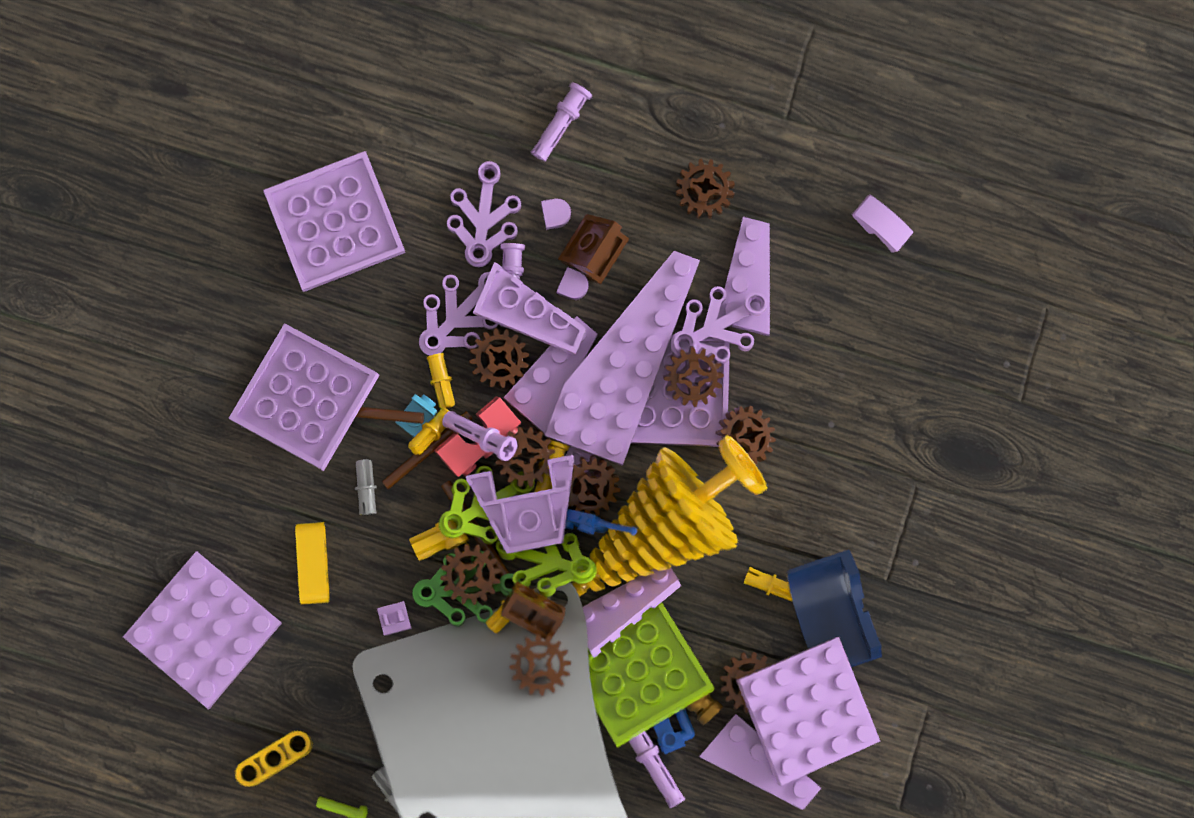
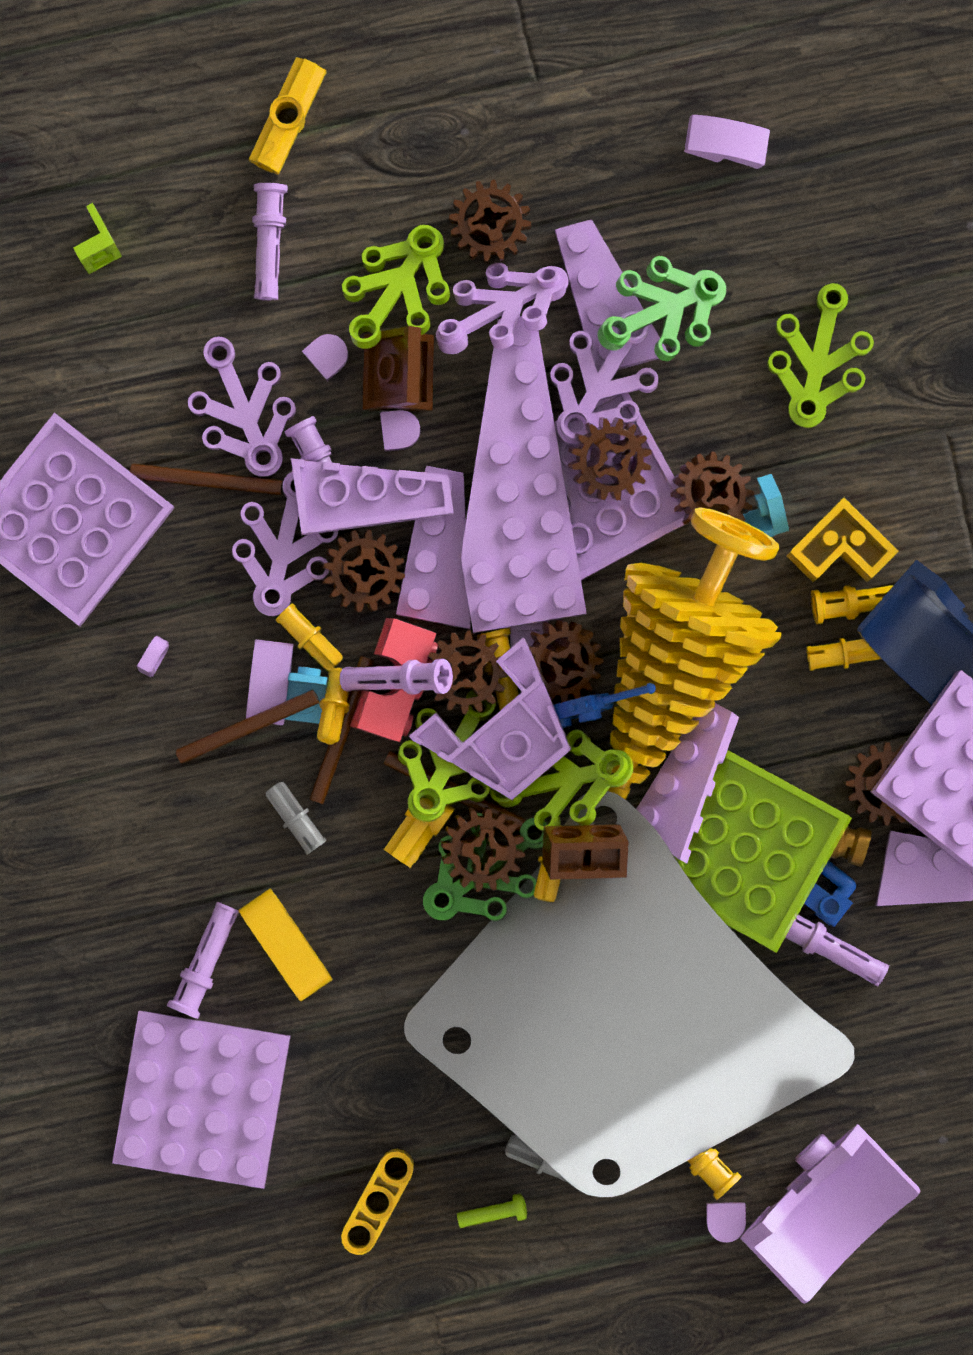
camera: 25 degrees left, 5 degrees up
(244, 551) = (197, 977): none -> lavender pin
(304, 396) = (158, 752): lavender plate -> none
(337, 335) = (153, 656): none -> lavender tile
(394, 618) = (421, 953): lavender tile -> none
(401, 390) = (269, 676): none -> lavender slope
(435, 246) = (206, 479): none -> reddish brown bar
(452, 66) = (99, 249): none -> lime panel
(529, 656) = (649, 914): reddish brown gear -> none
(624, 193) = (397, 281): none -> lime plant
(630, 42) = (296, 94): none -> yellow piece
(713, 246) = (544, 285): none -> lavender plant
(774, 470) = (770, 515): none -> medium azure bracket
(784, 302) = (667, 306): none -> plant
(788, 552) = (845, 602): none -> yellow pin
(811, 508) = (846, 535): none -> yellow brick
(860, 392) = (818, 362): none -> lime plant

